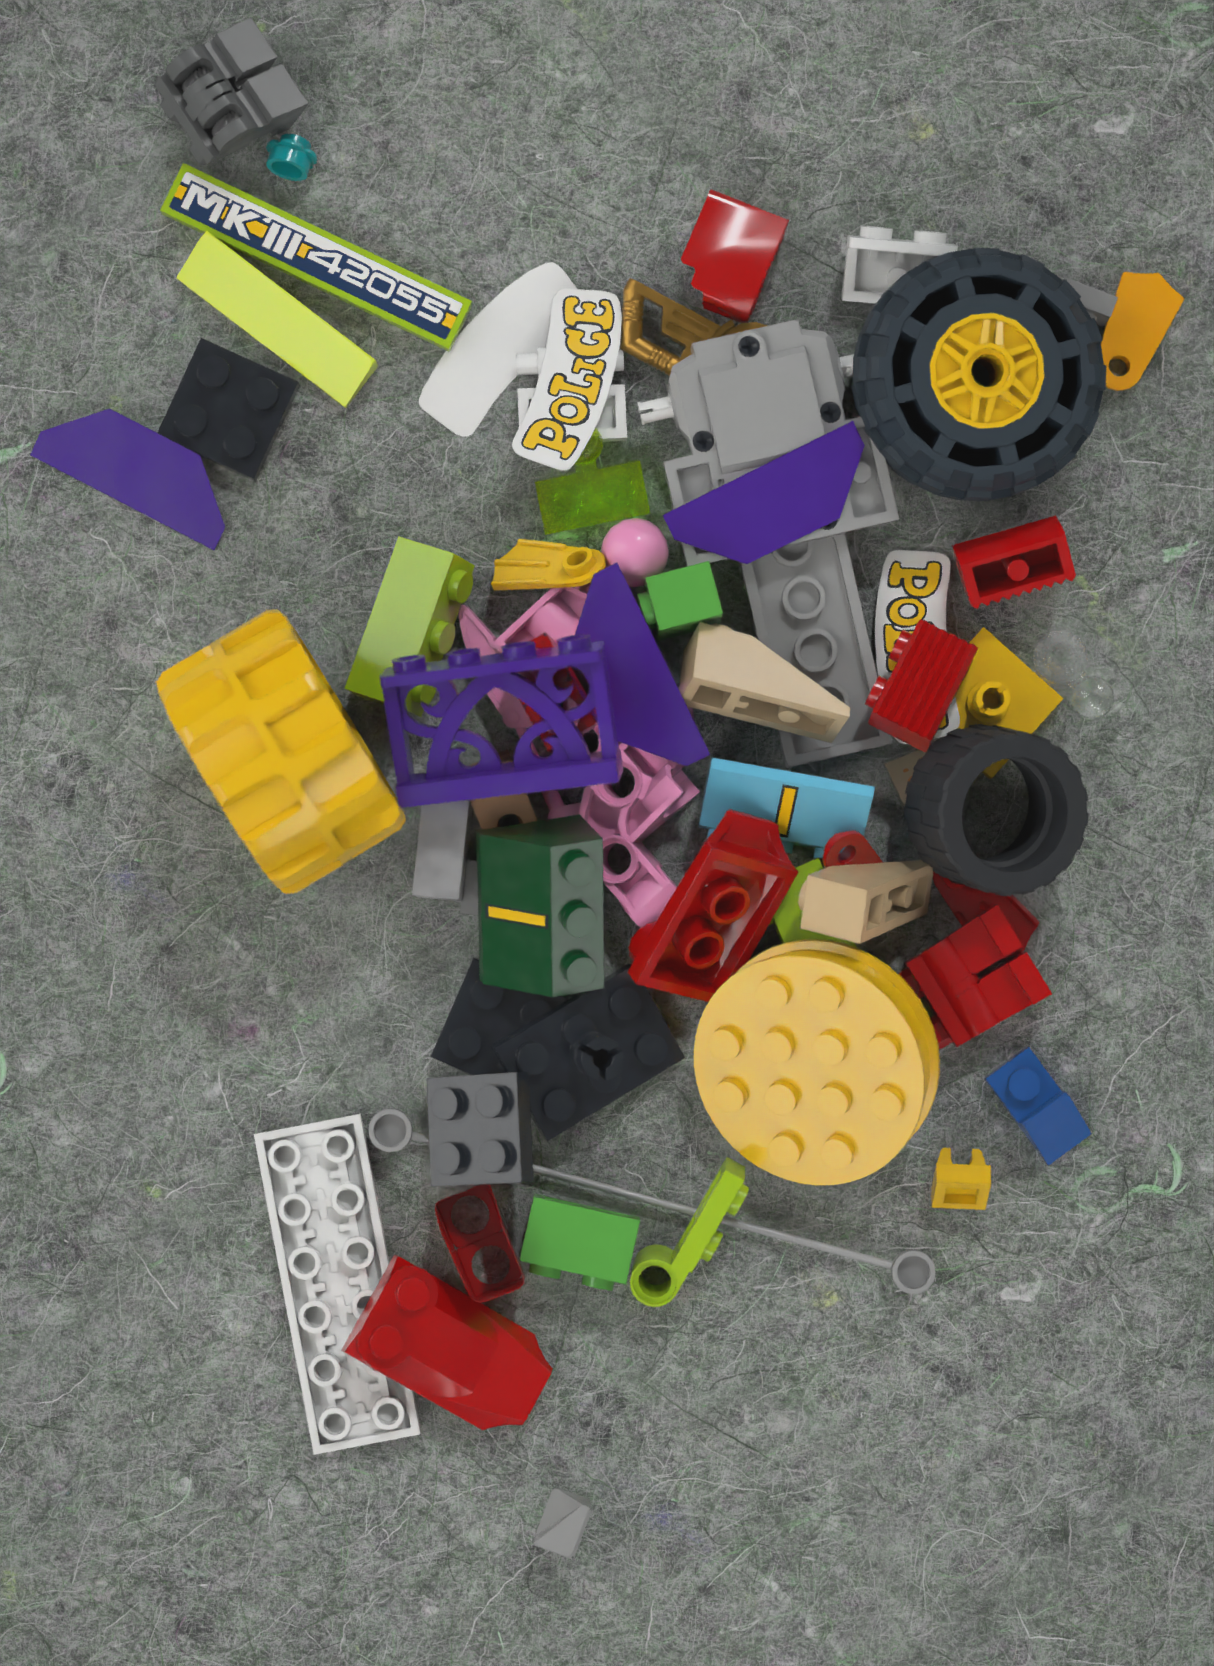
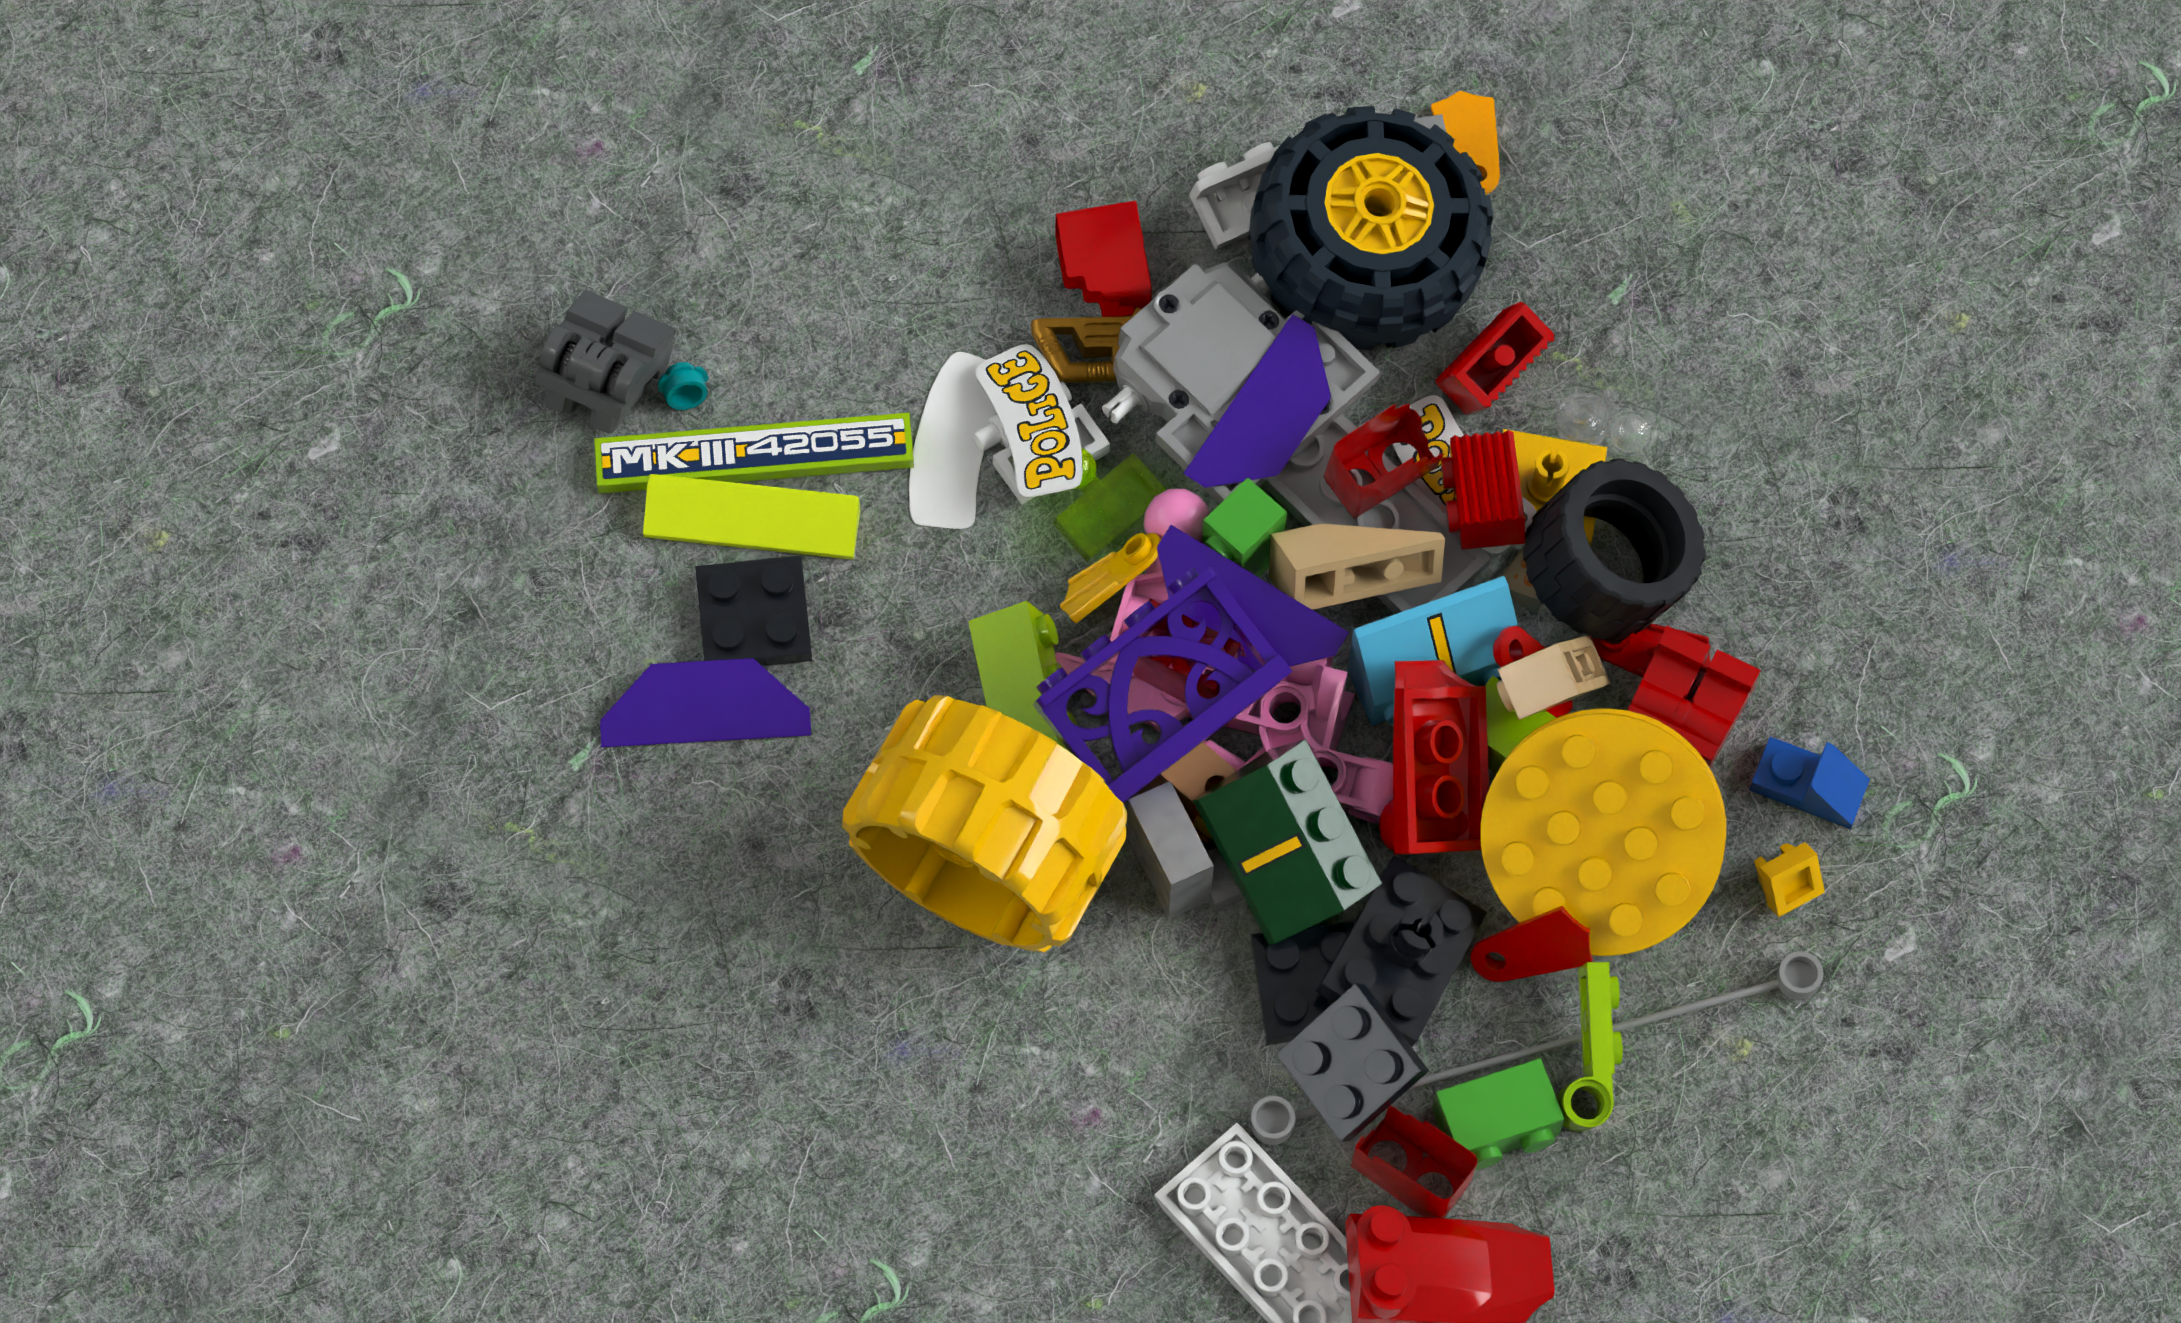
camera: 30 degrees left, 20 degrees down
(699, 1119) = (1534, 947): none -> red piece
(843, 597) = (1376, 435): none -> red piece

